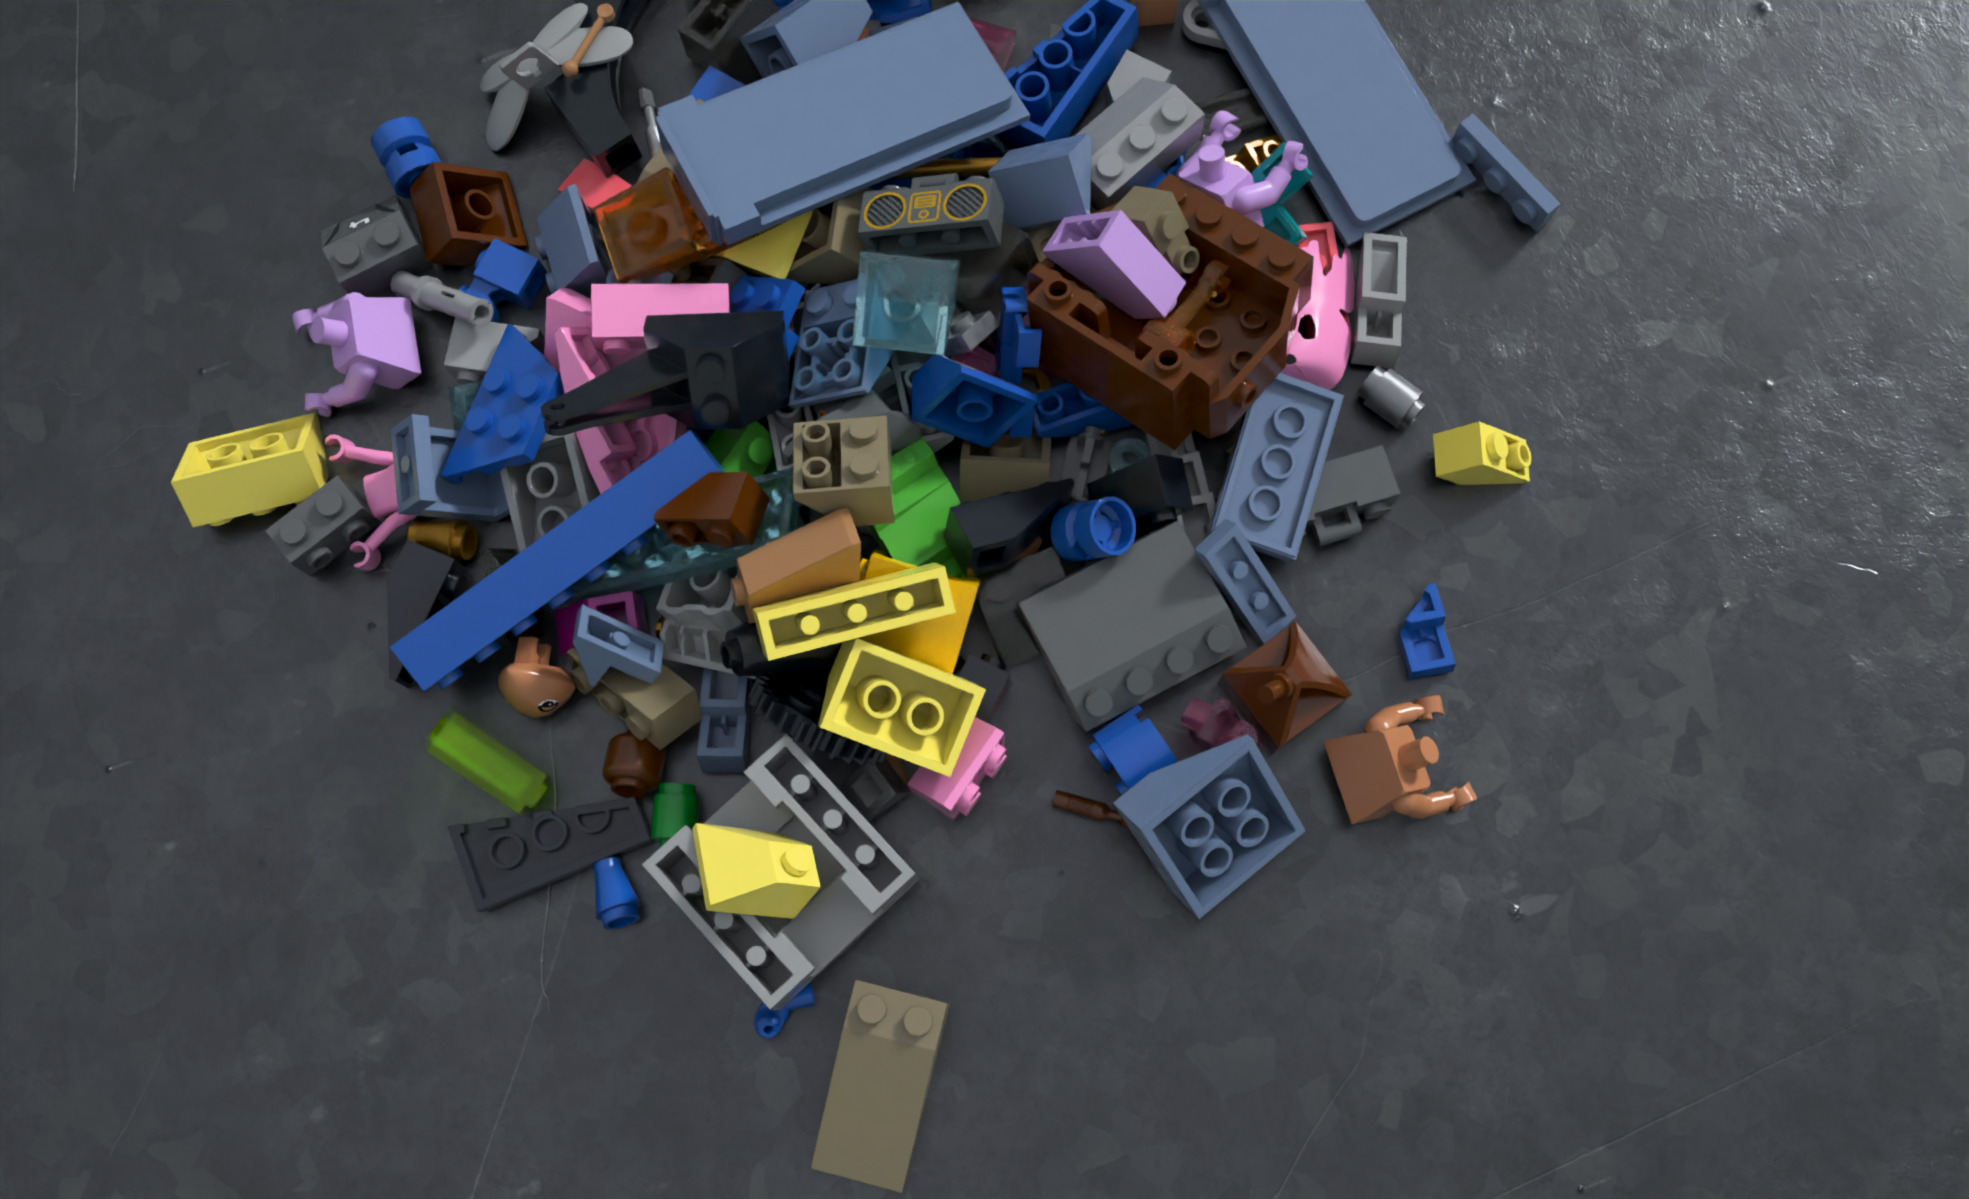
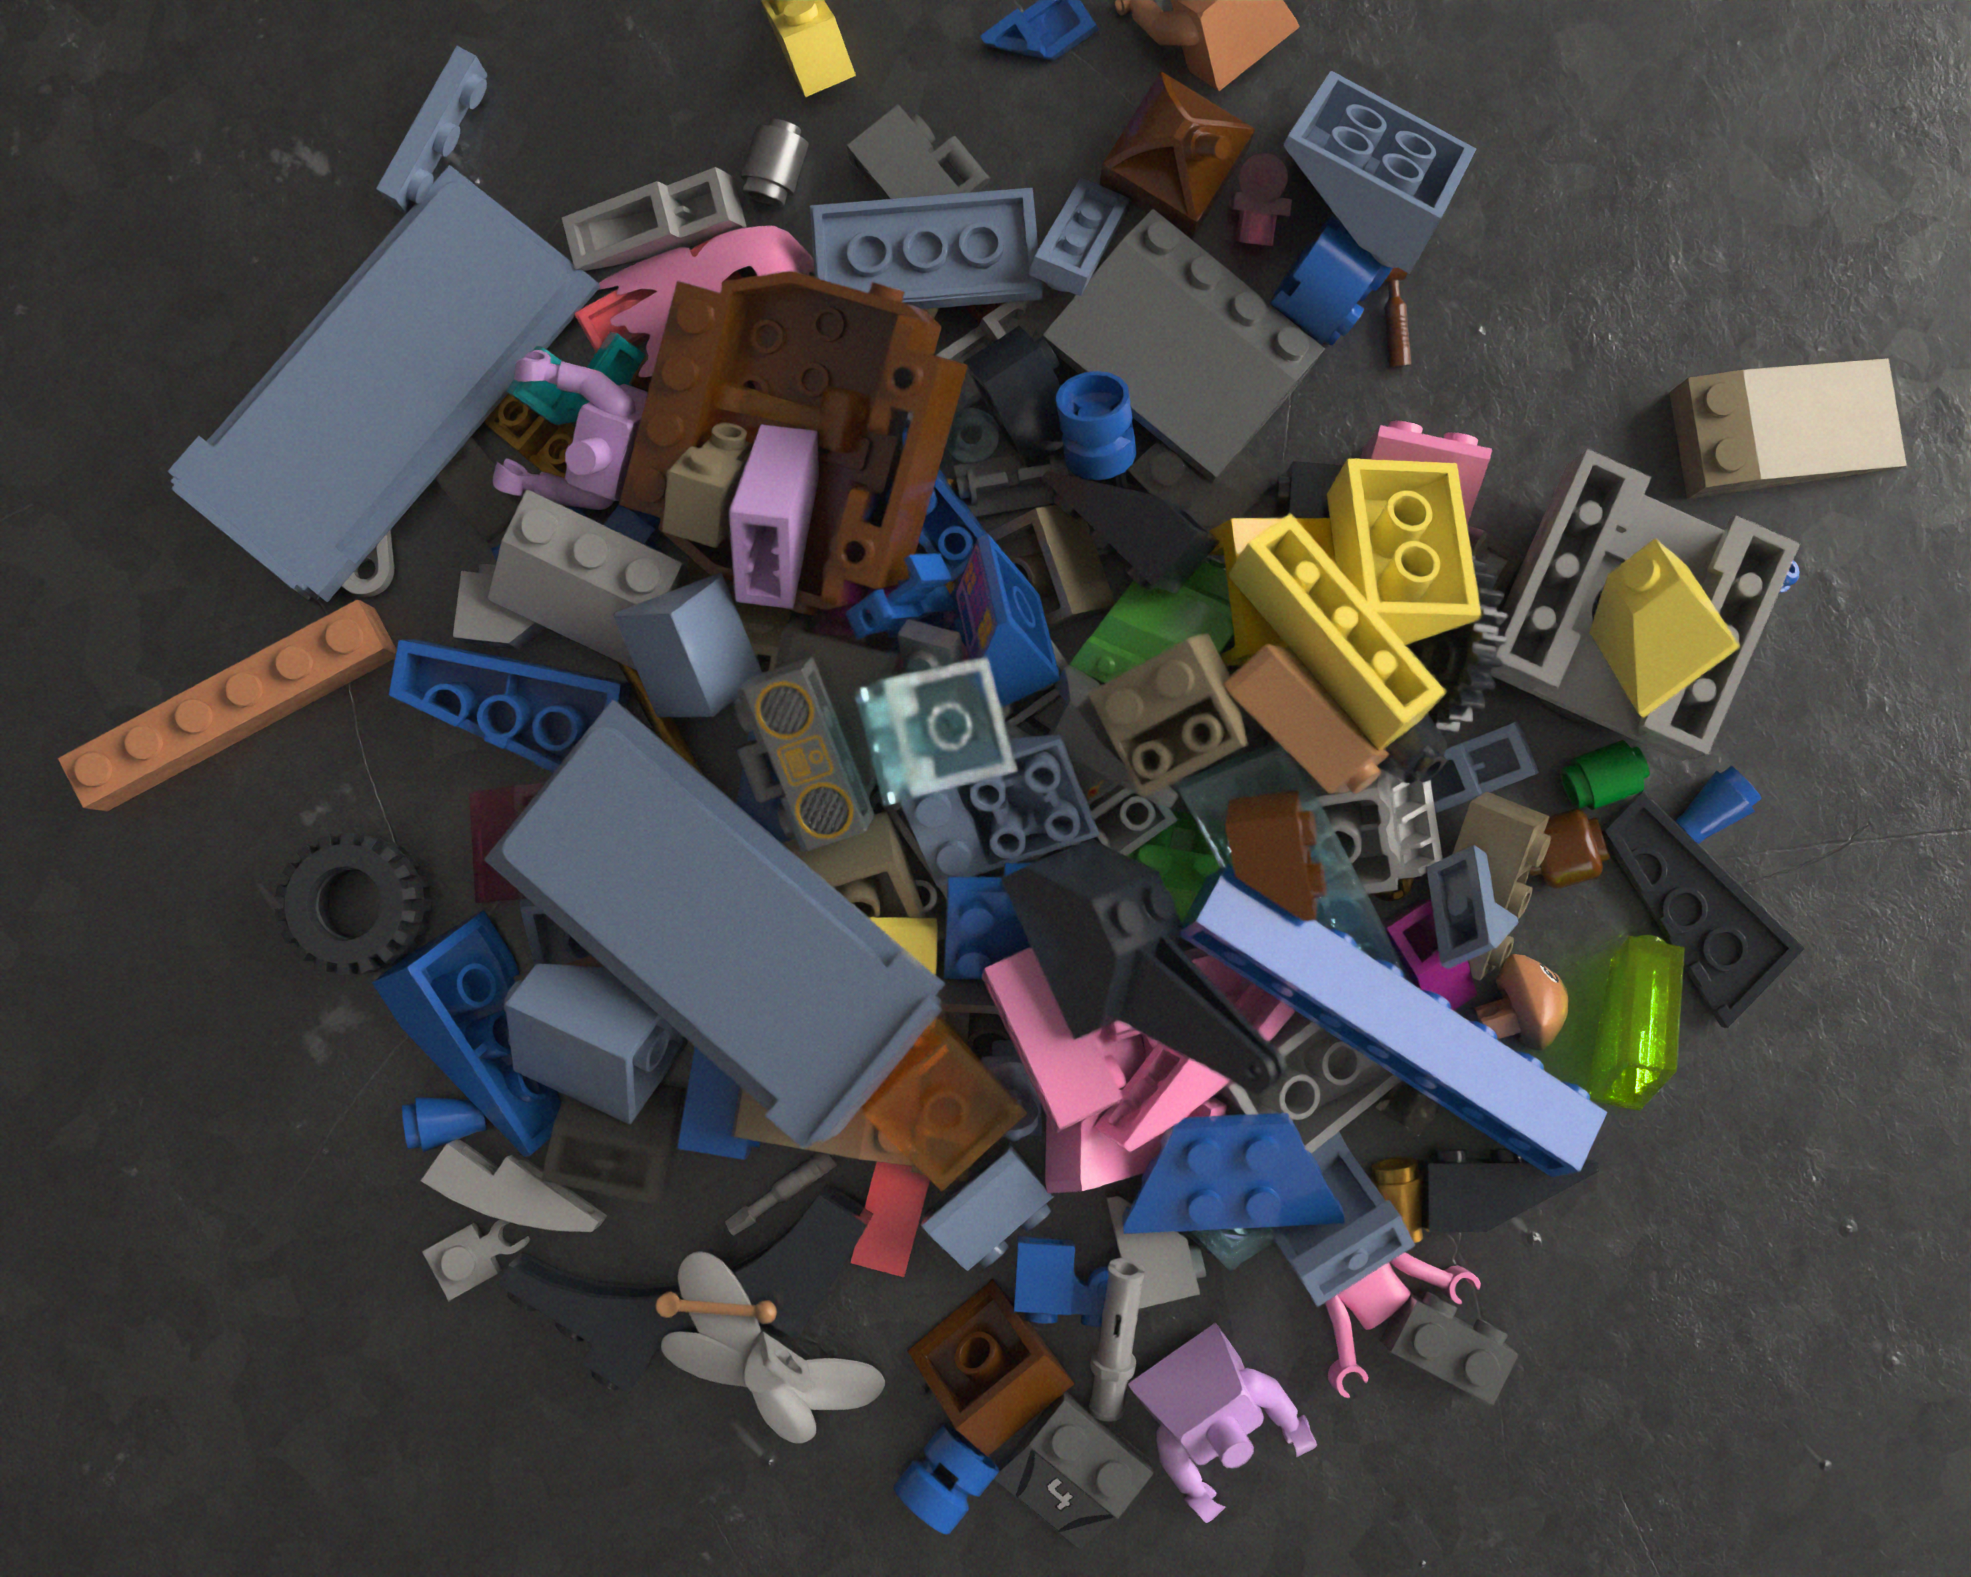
camera: 115 degrees left, 10 degrees up
(251, 470) = (1414, 1472): light yellow slope -> none

